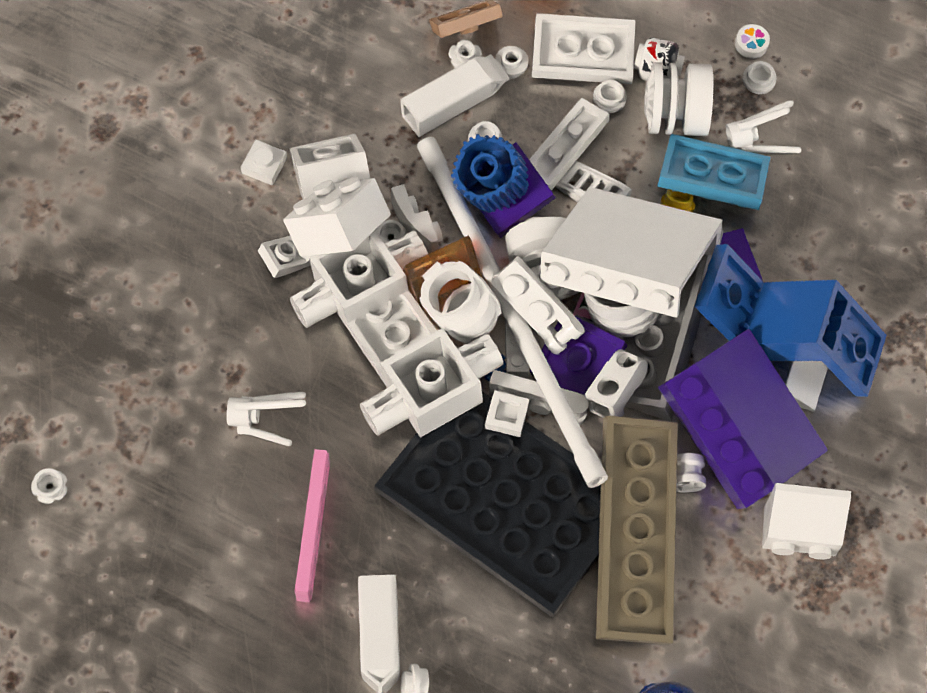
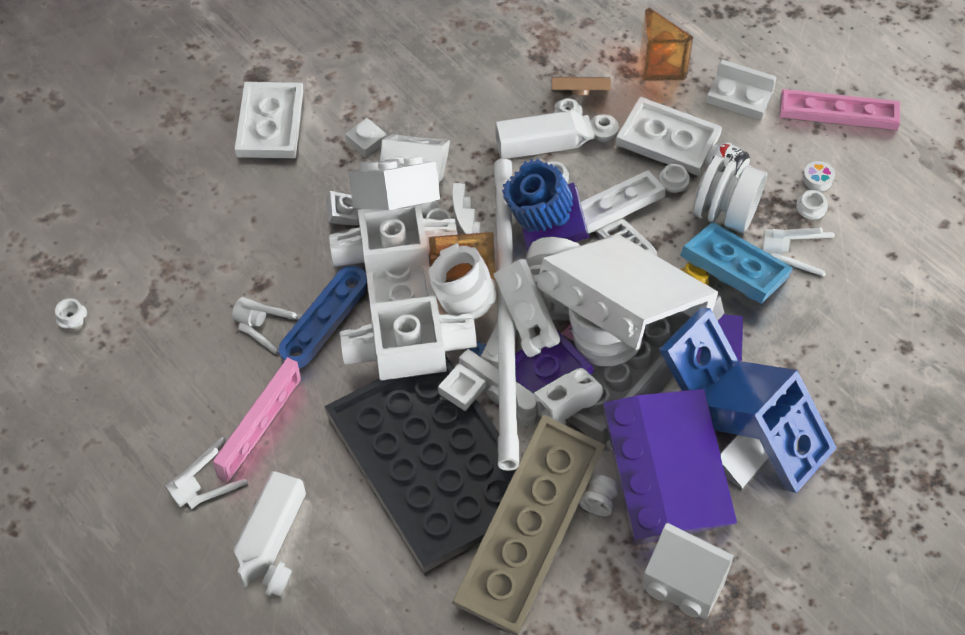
camera: 25 degrees right, 10 degrees down
(149, 179) = (269, 120): none -> white plate
(273, 625) = (184, 486): none -> white plant
(322, 386) = (324, 315): none -> blue plate

